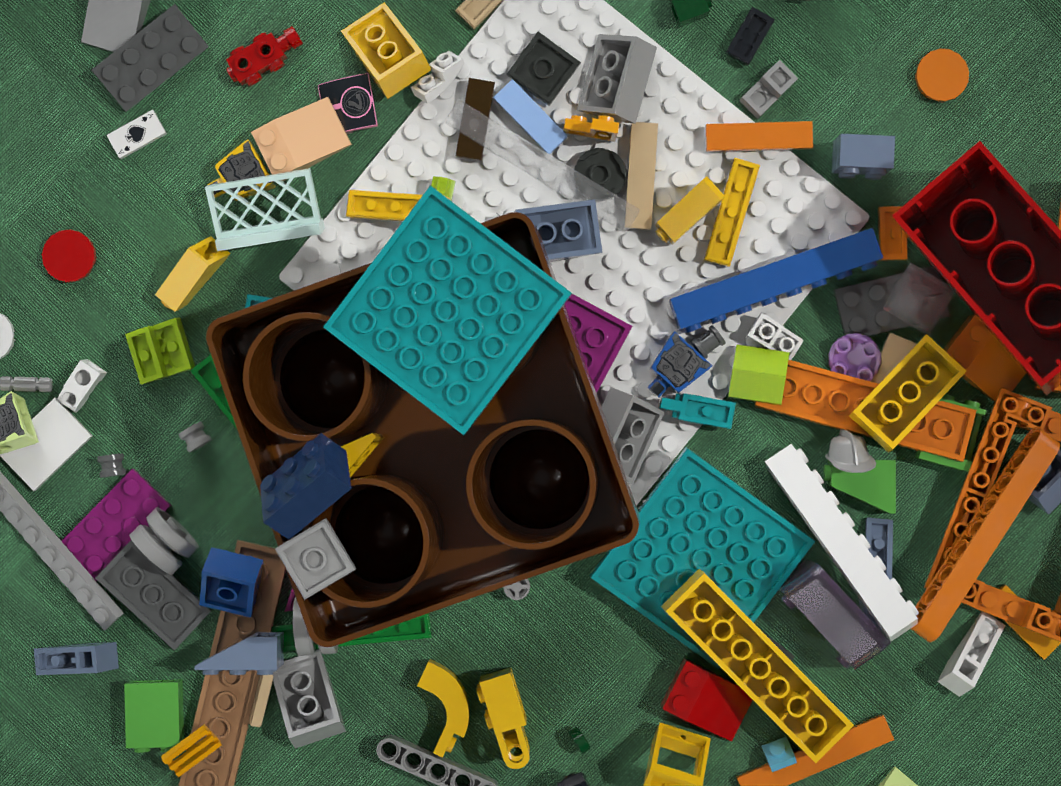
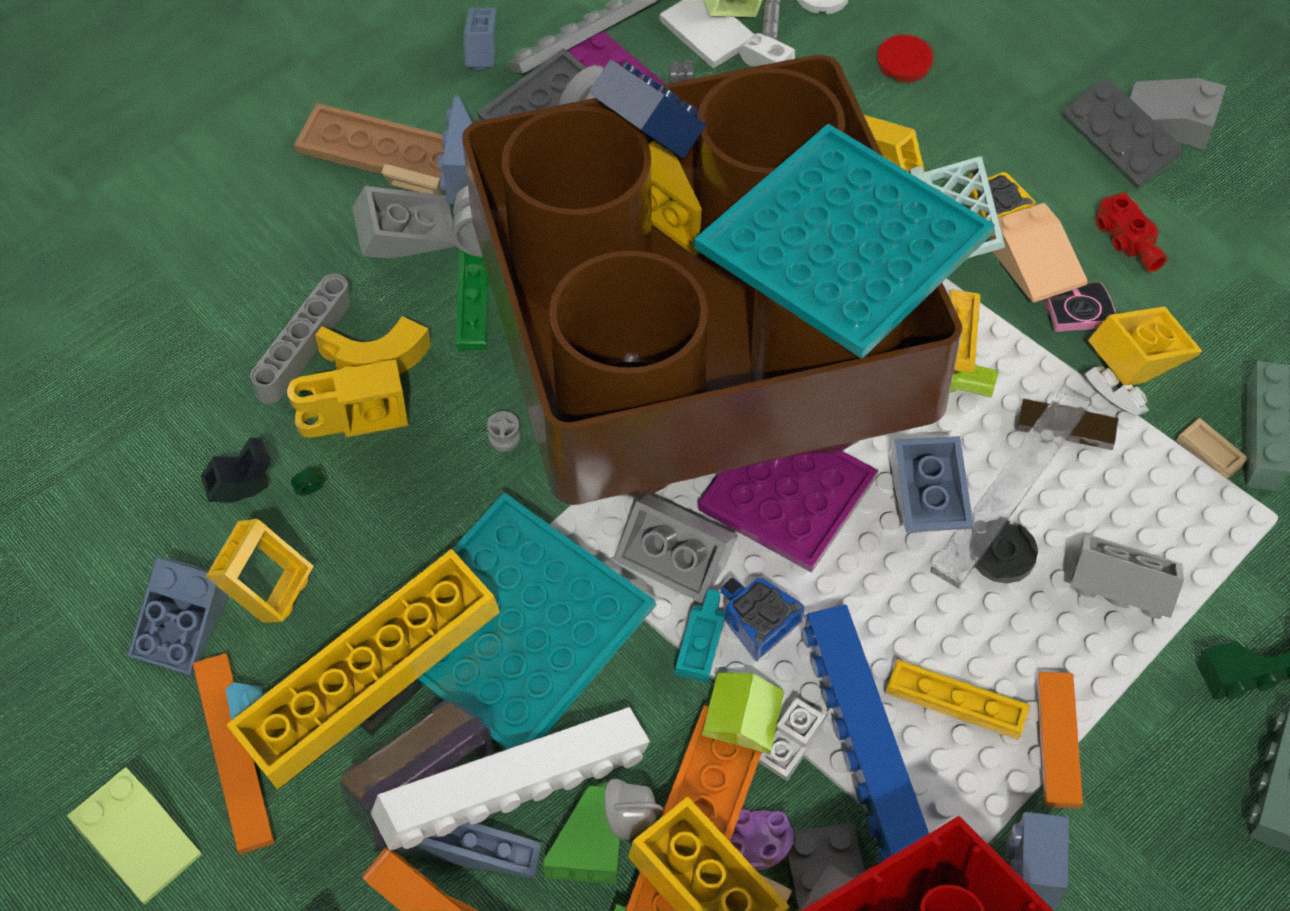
camera: 90 degrees right, 30 degrees down
(136, 134) = (1037, 120): white tile -> none
(154, 714) = (411, 93): bright green brick -> none
(193, 753) = (356, 100): light orange tile -> none
(315, 558) = (564, 113): light grey tile -> none
(530, 117) = (1072, 481): light blue tile -> none
(543, 68) = (1134, 500): pearl dark grey tile -> none
(601, 128) = (1064, 540): light orange plate -> none
(642, 172) = (1007, 598): tan tile -> none
(689, 211) = (960, 639): yellow slope -> none
(706, 700) = (327, 611): red slope -> none
(708, 342) = (788, 653): dark grey bush -> none
(750, 36) = (1192, 743): black plate -> none
(768, 89) = (1120, 763): light grey slope -> none

